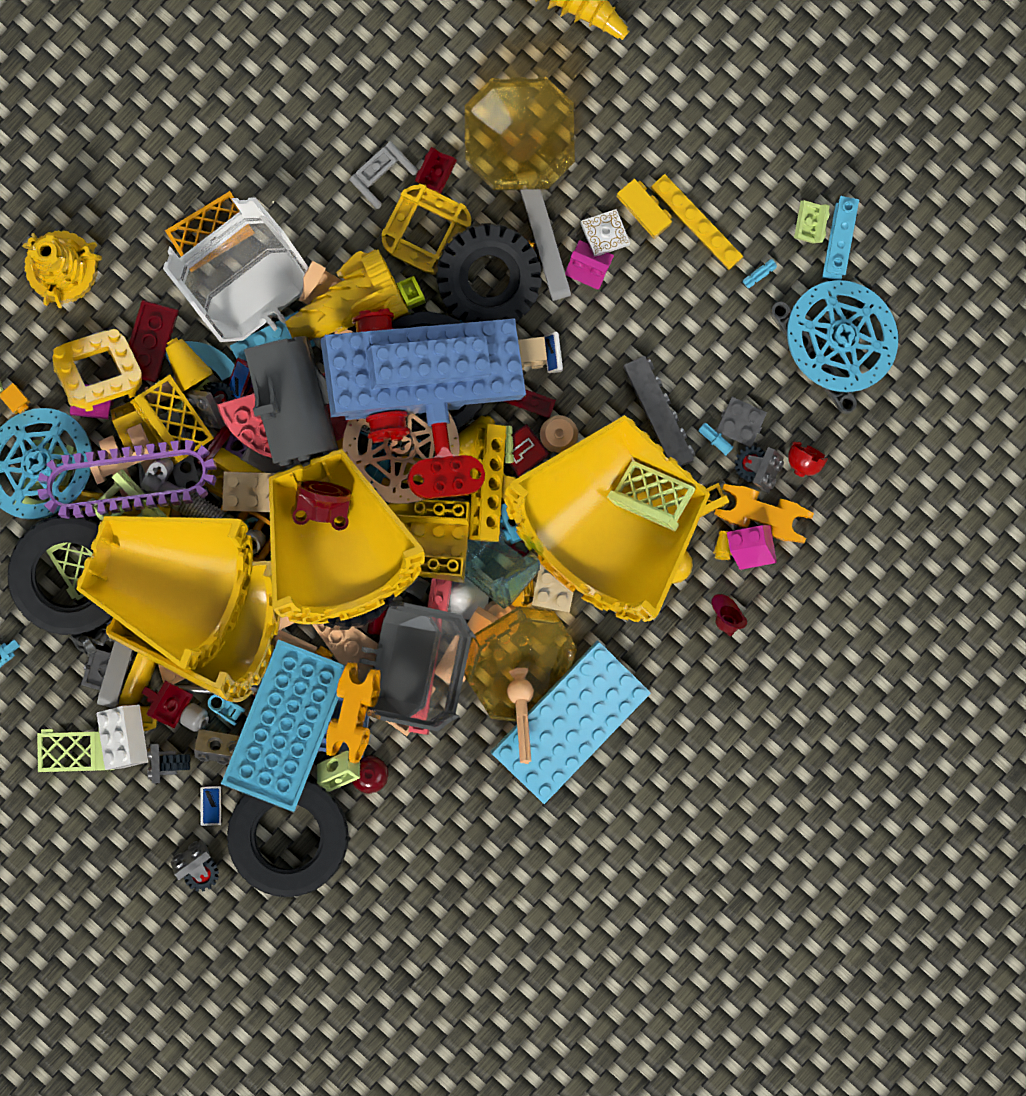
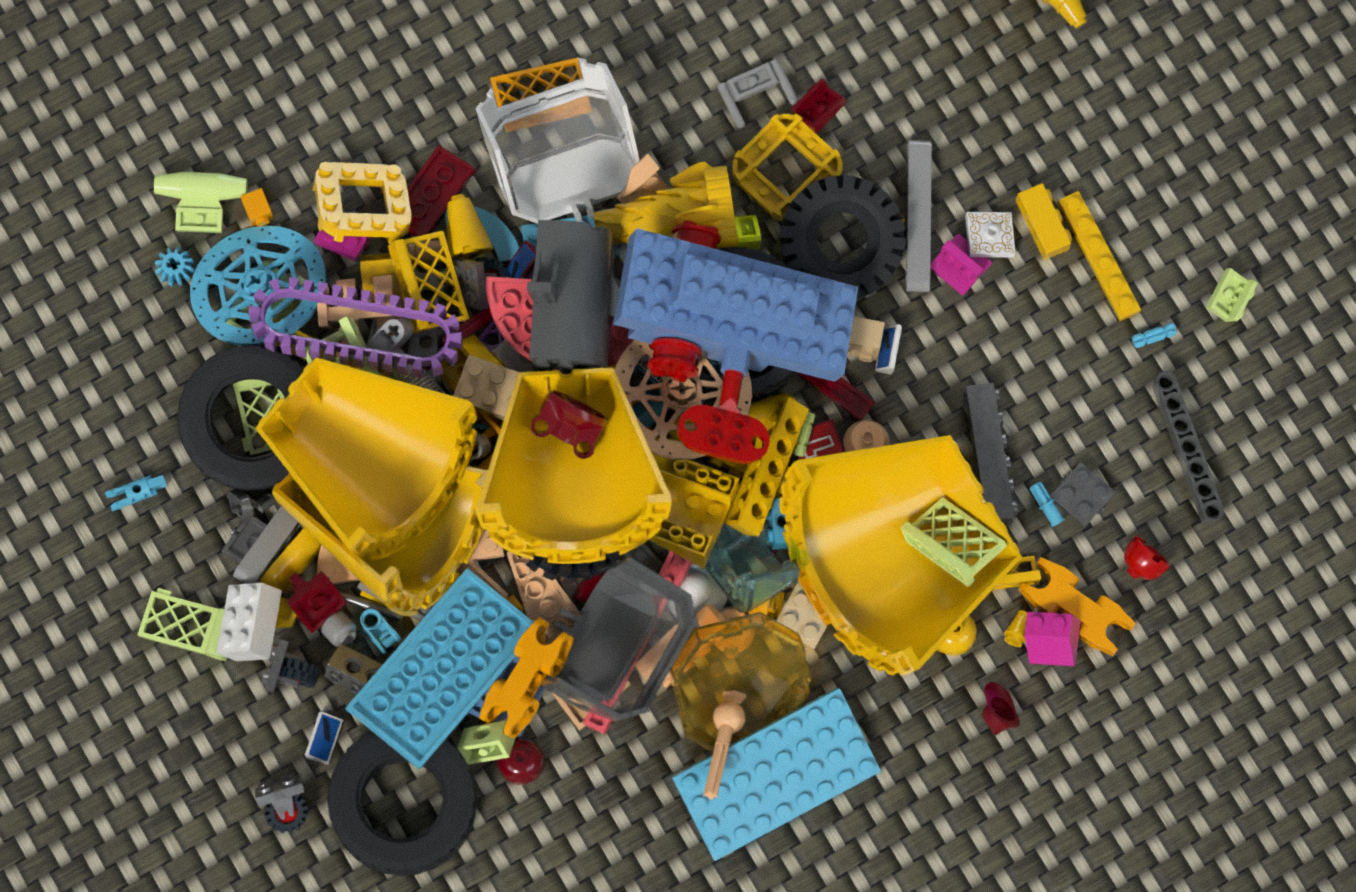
camera: 15 degrees right, 10 degrees down
(65, 272) = (359, 76): yellow cone -> none
(519, 133) = (927, 91): clear yellow windscreen -> none
(759, 466) = (1088, 550): flat silver plate -> none
(840, 238) = (1259, 322): medium azure fence -> none
(842, 328) = (1229, 433): medium azure piece -> none

